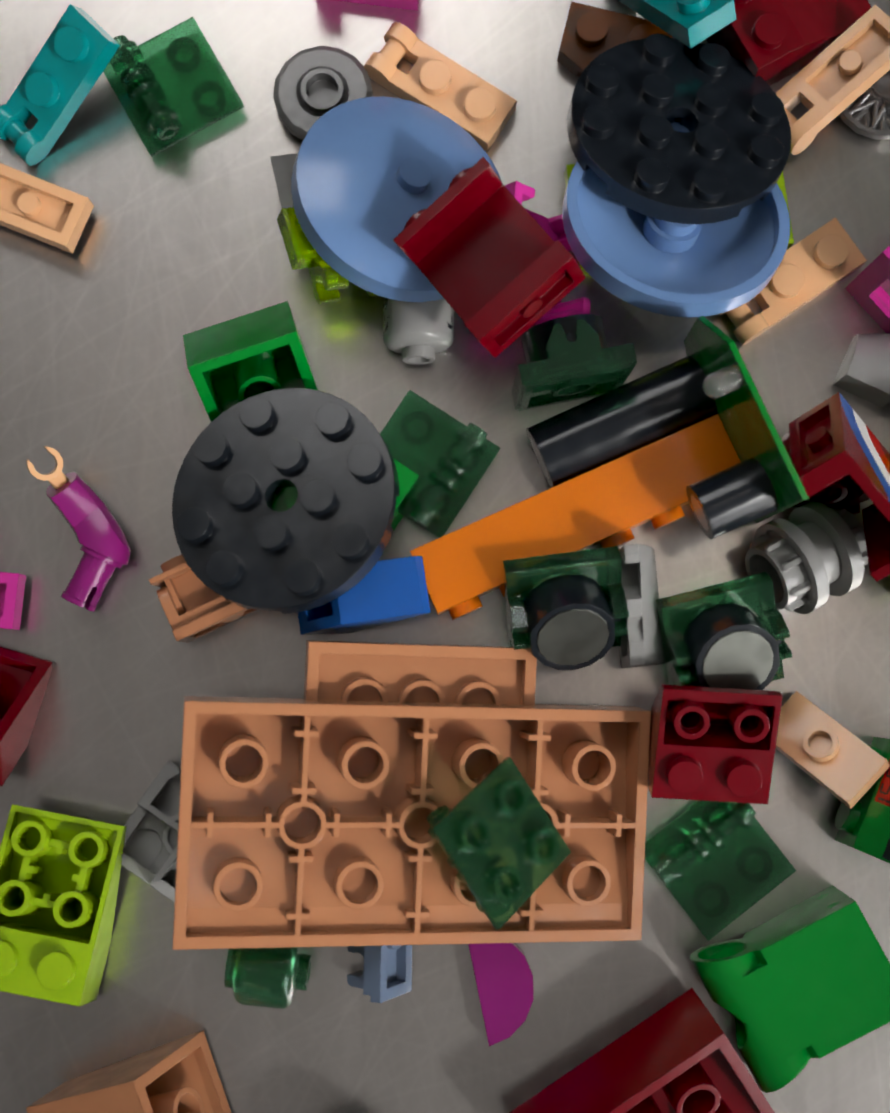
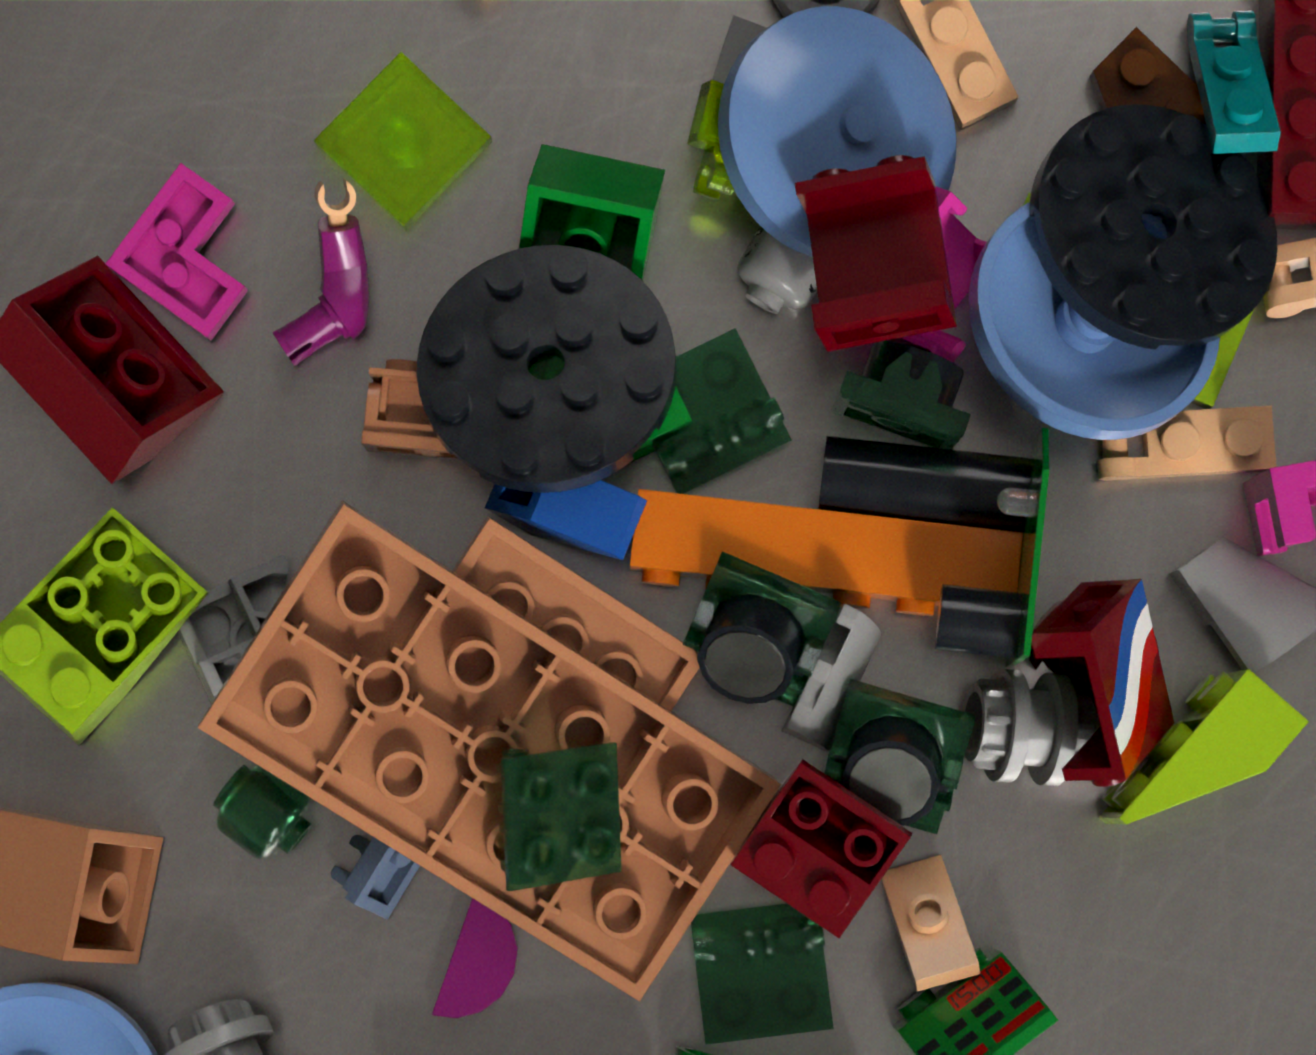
camera: 30 degrees right, 0 degrees up
(78, 395) = (403, 140): none -> clear neon green plate

